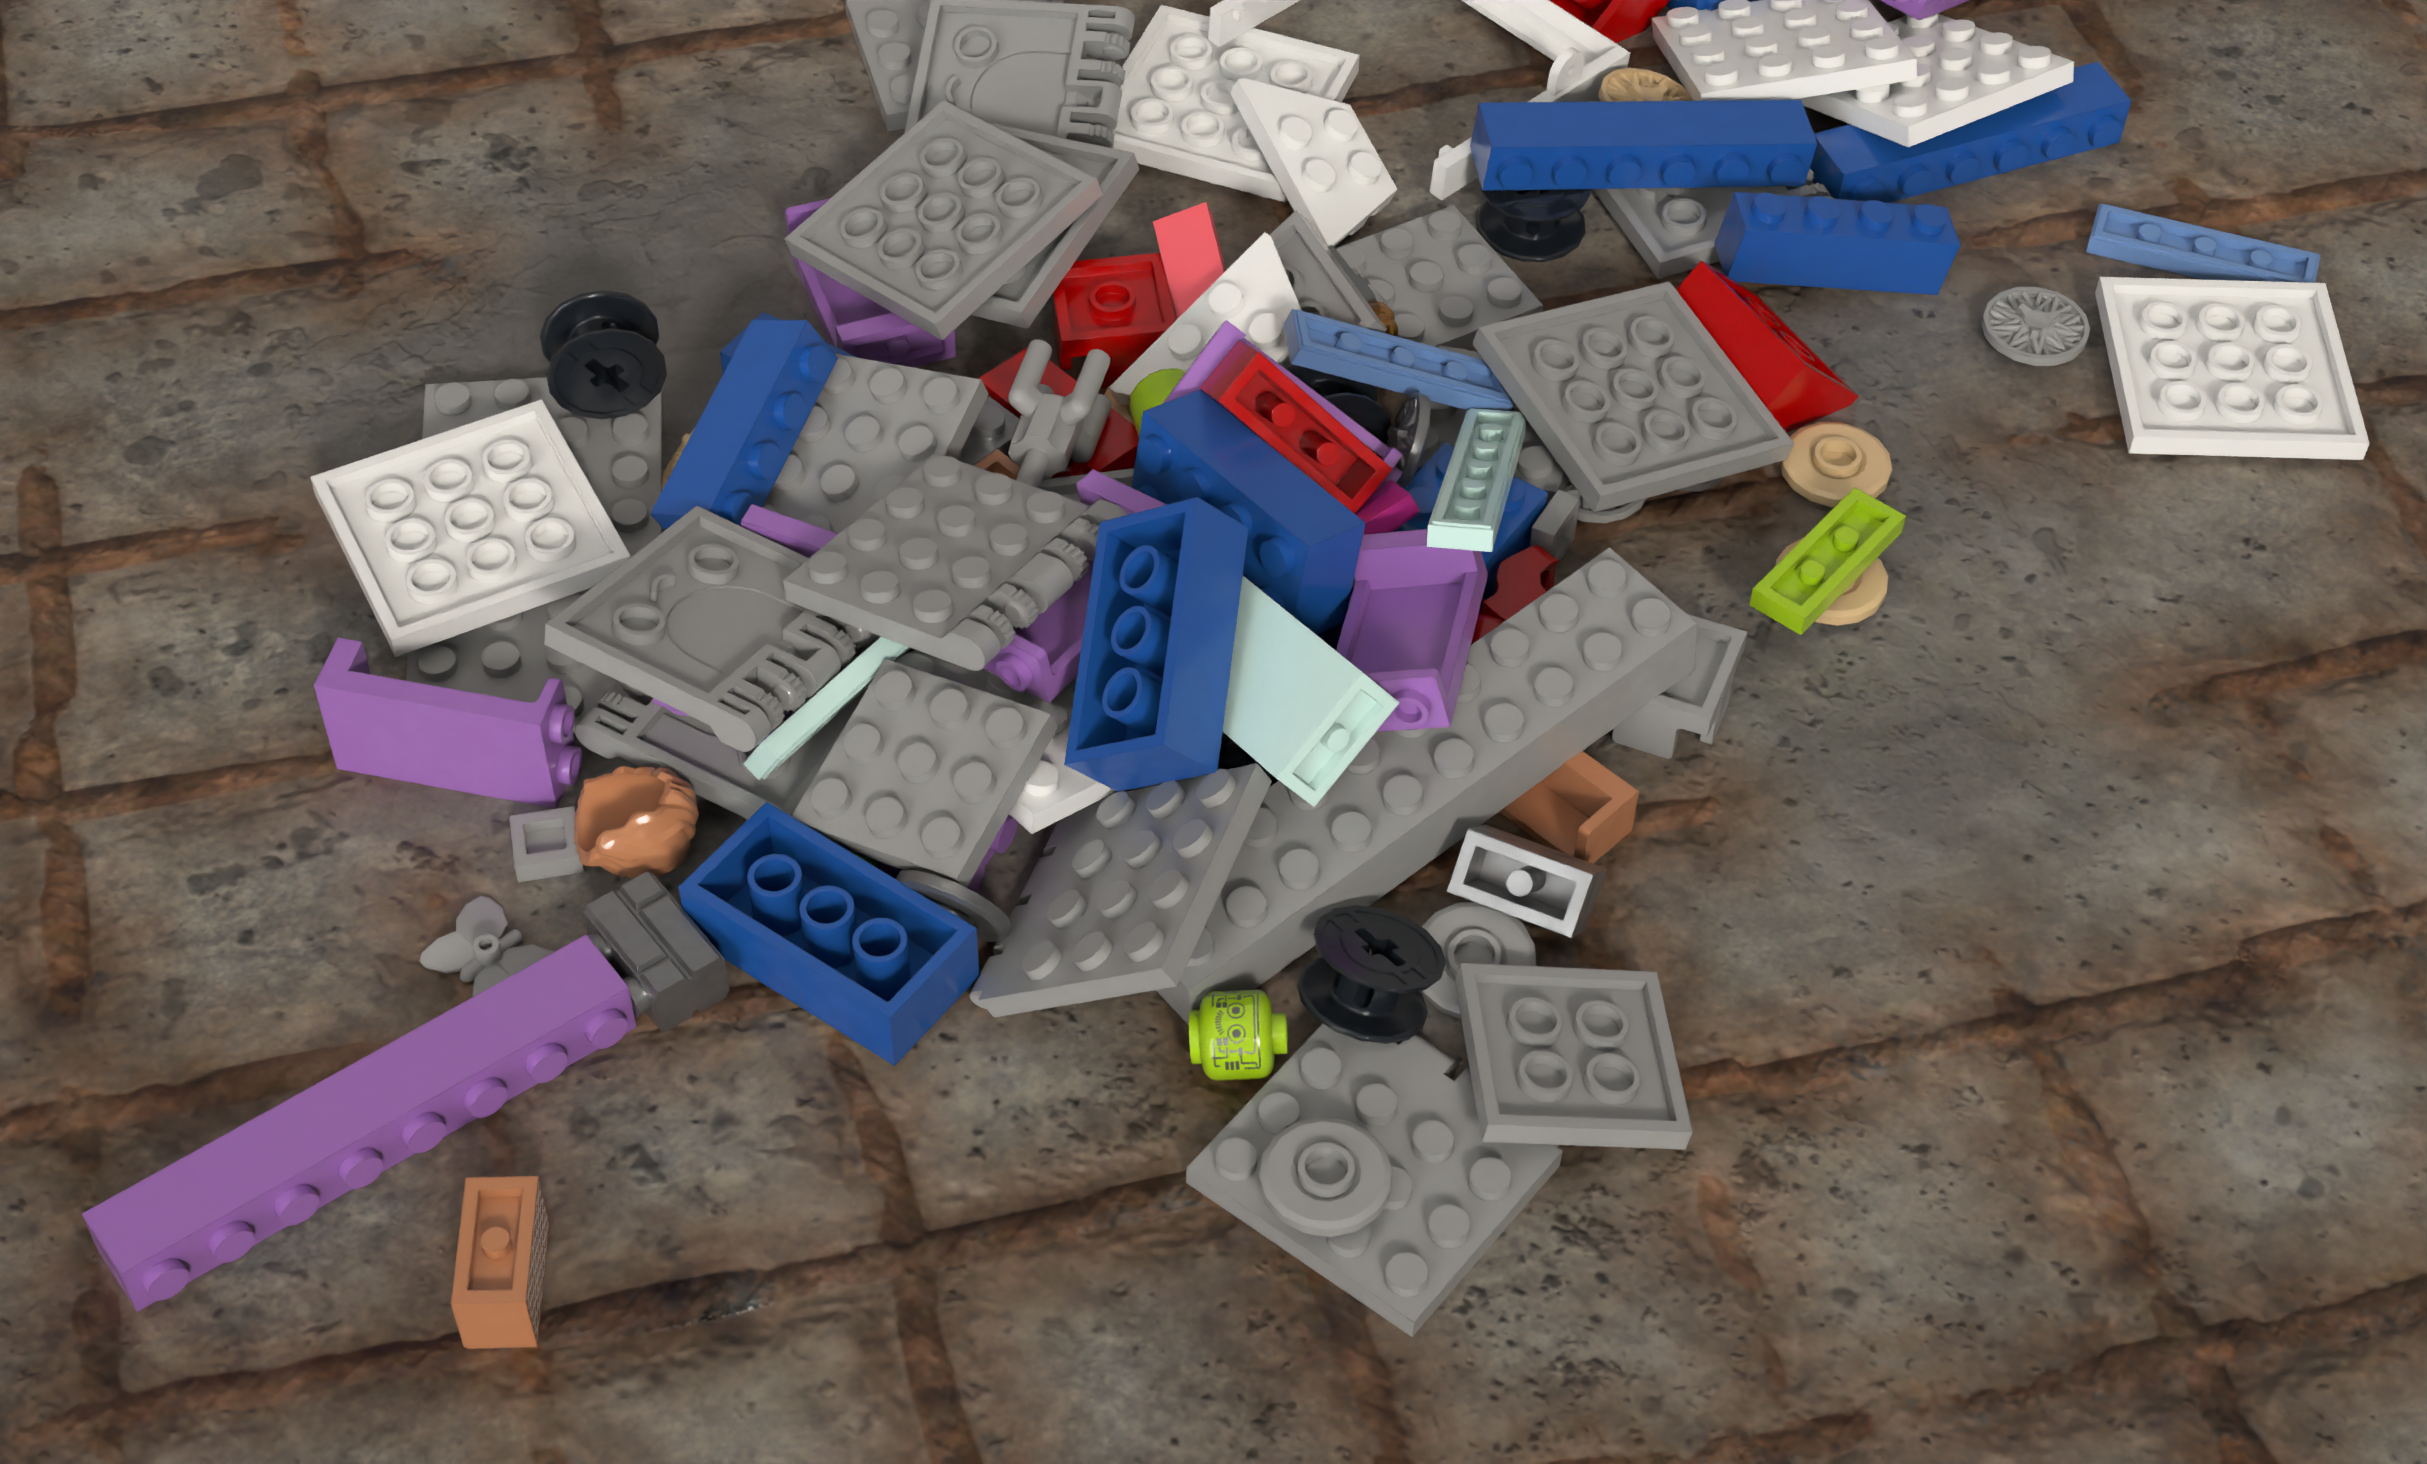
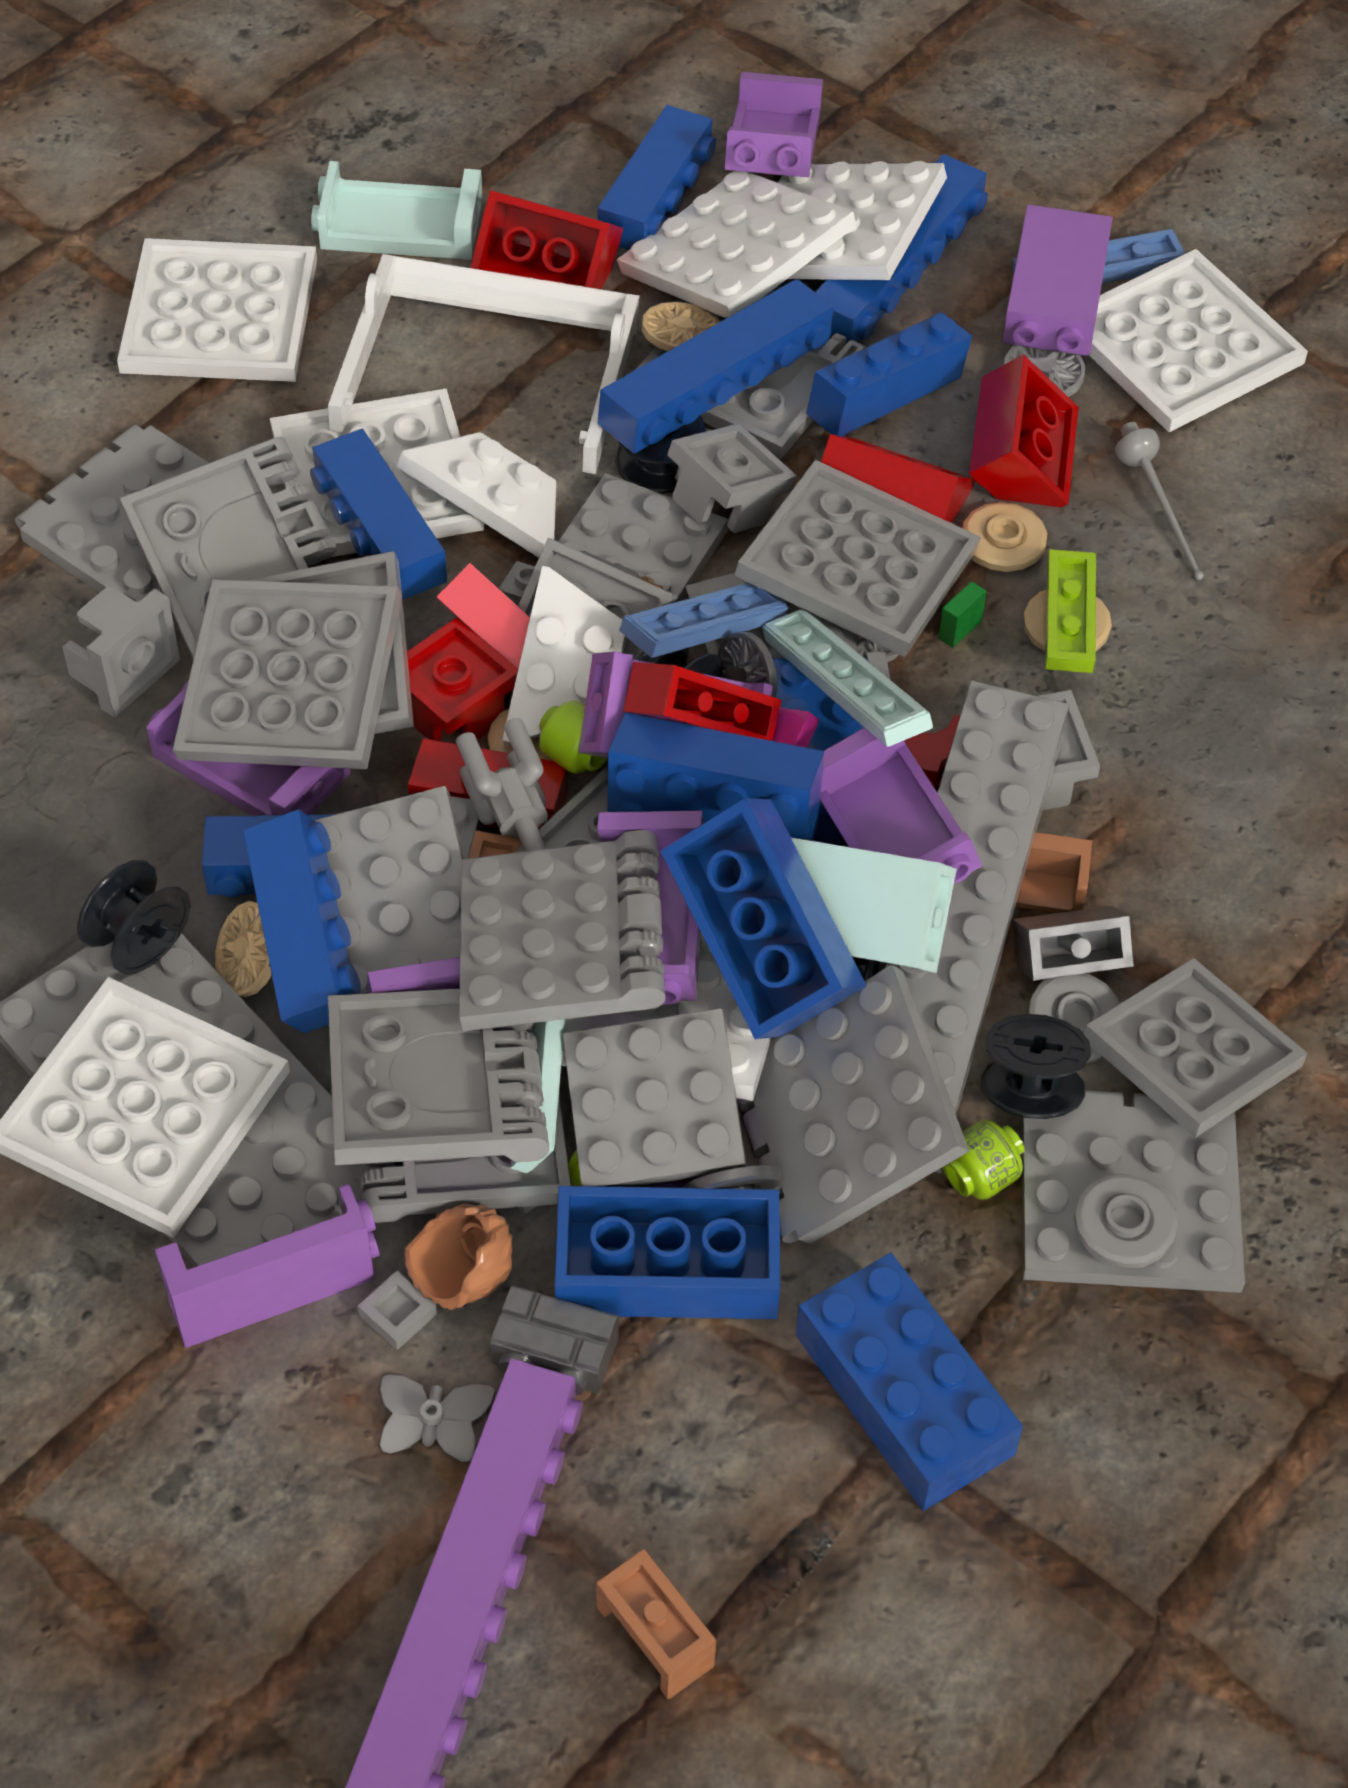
camera: 35 degrees left, 5 degrees up
(826, 130) = (132, 650): none -> light grey panel
(957, 1196) = (908, 1381): none -> blue brick
(1173, 125) = (377, 510): none -> blue brick
(1567, 247) = (732, 470): none -> light grey panel
(1711, 512) = (962, 614): none -> green tile
(1946, 377) = (1024, 436): none -> red slope
(2069, 448) = (1138, 449): none -> light grey sword
(2117, 235) = (1057, 280): none -> medium lavender panel

